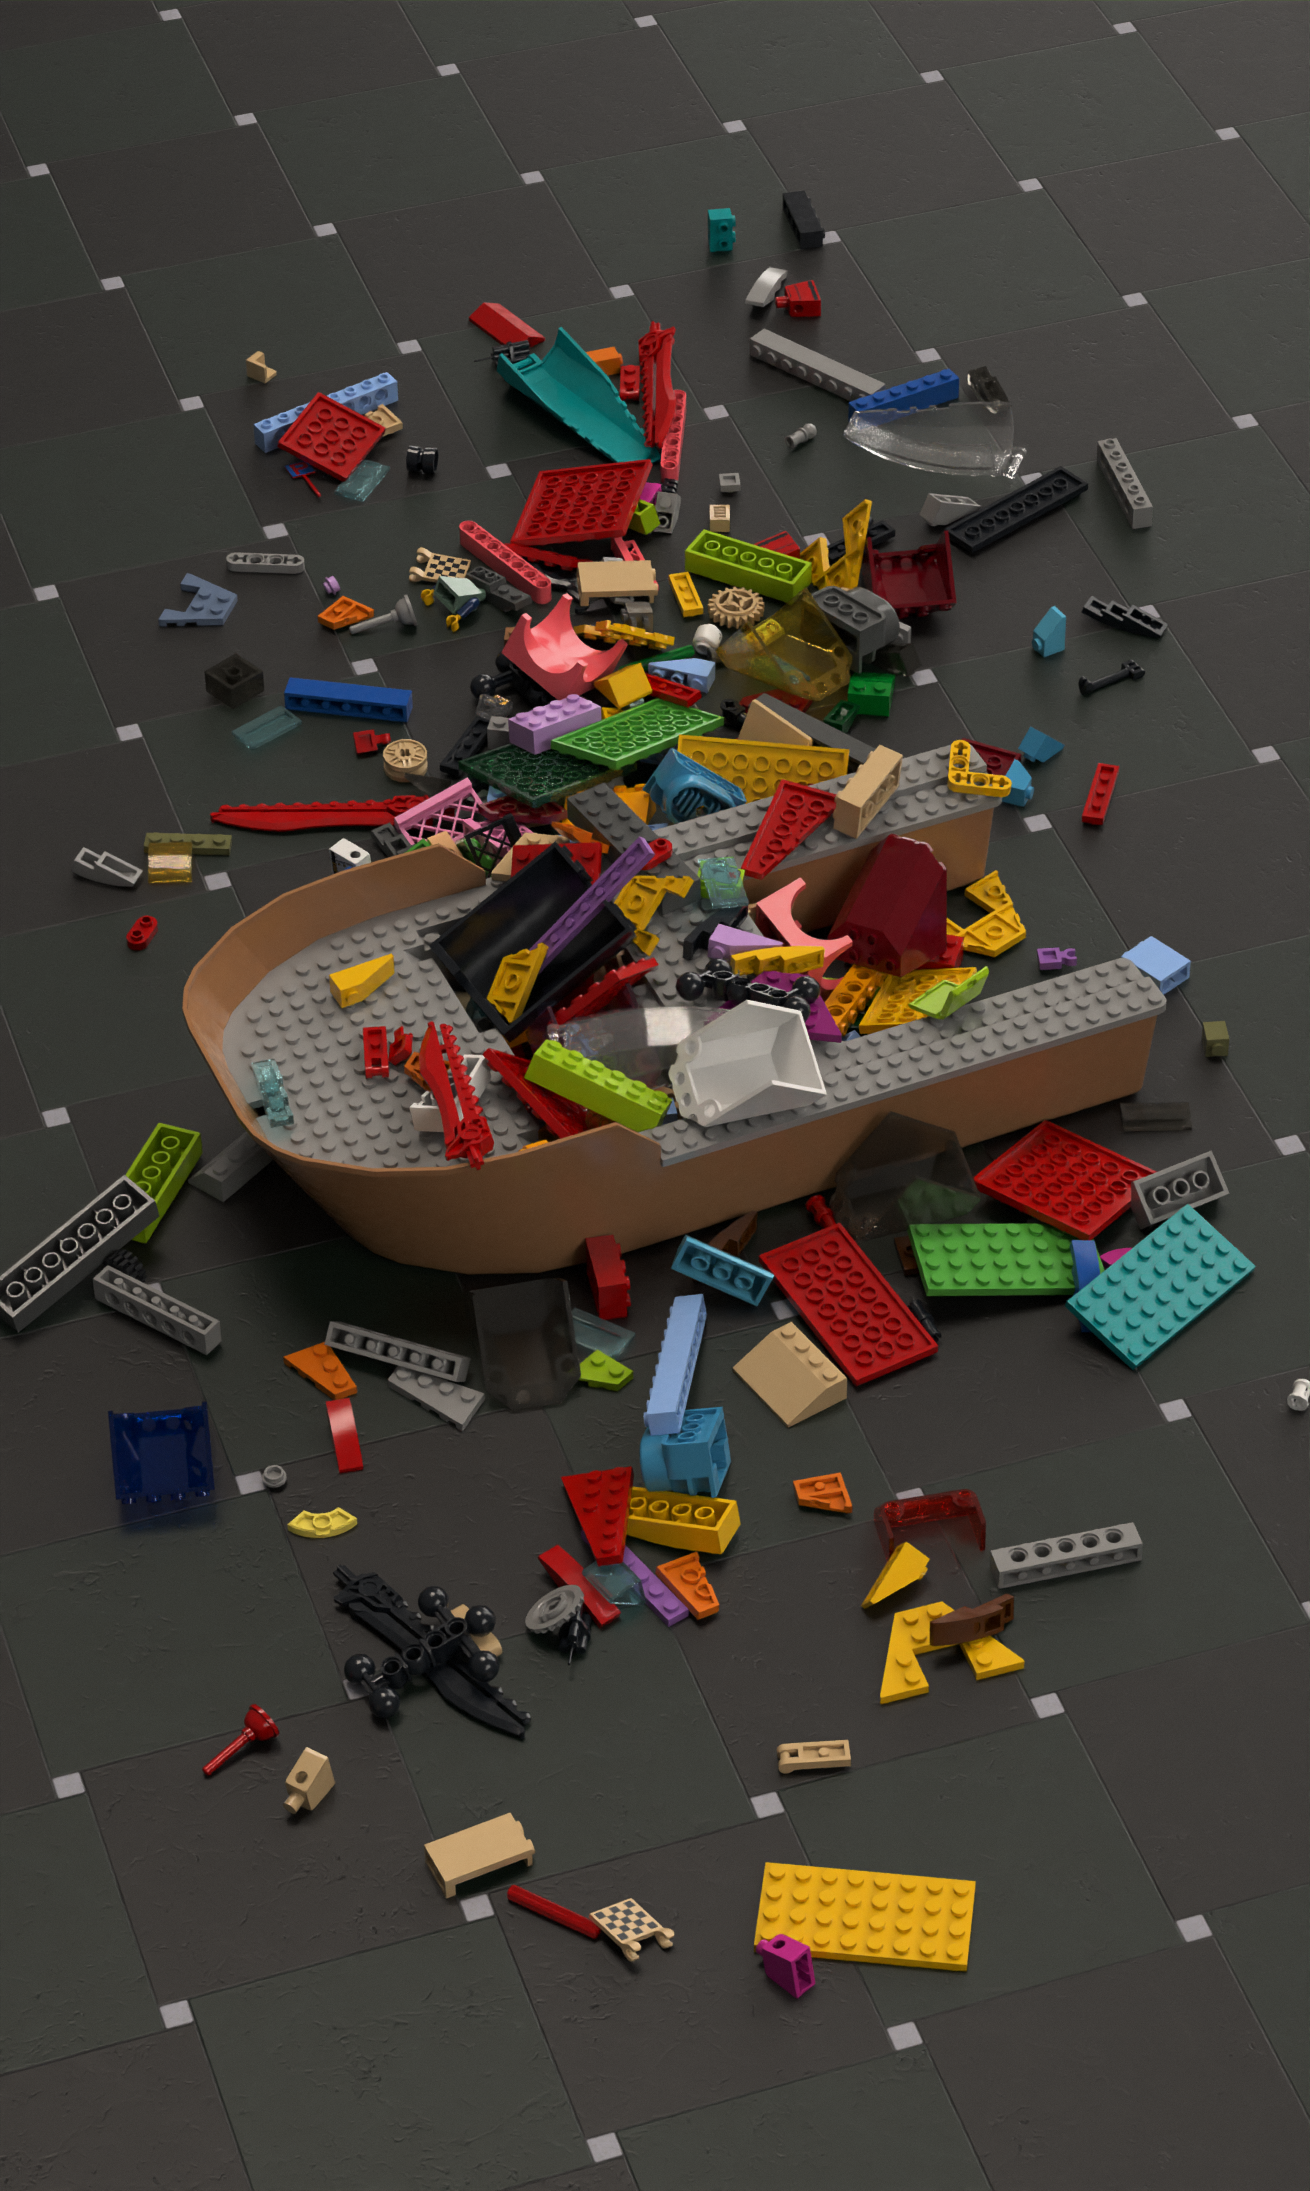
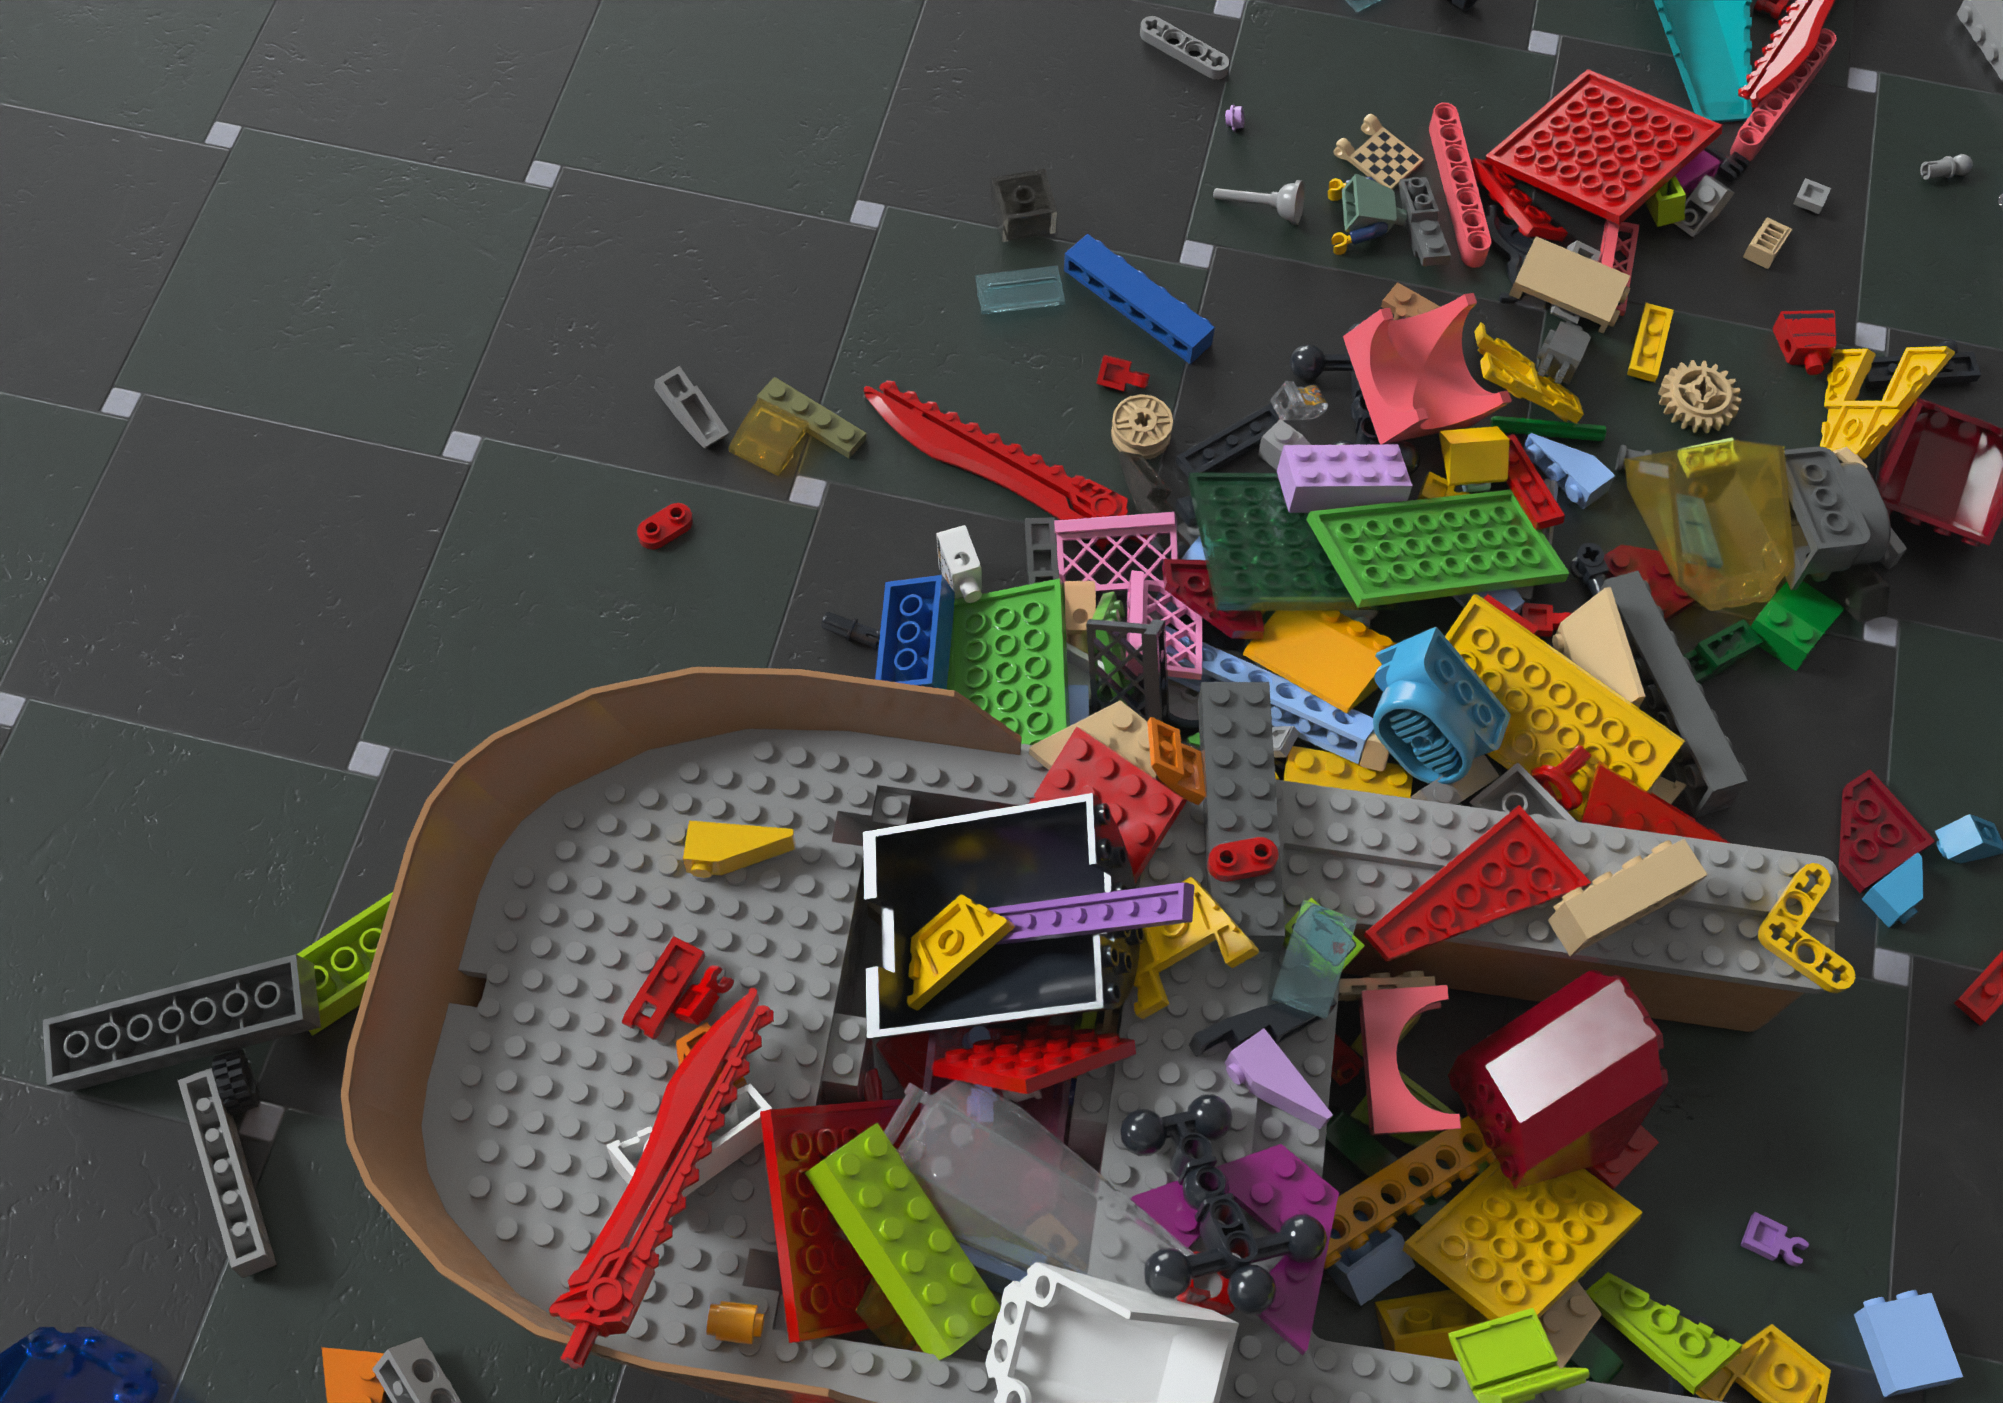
camera: 30 degrees right, 20 degrees up
(208, 607) = (1078, 79): sand blue wing -> none
(272, 1093) = (483, 984): clear light blue slope -> none
(344, 612) = (1221, 166): orange wing -> none
(705, 637) = (1632, 428): white head -> none
(747, 566) = (1753, 342): lime brick -> none
(780, 959) = (1322, 1141): yellow slope -> none
(996, 930) = (1727, 1138): yellow wing -> none

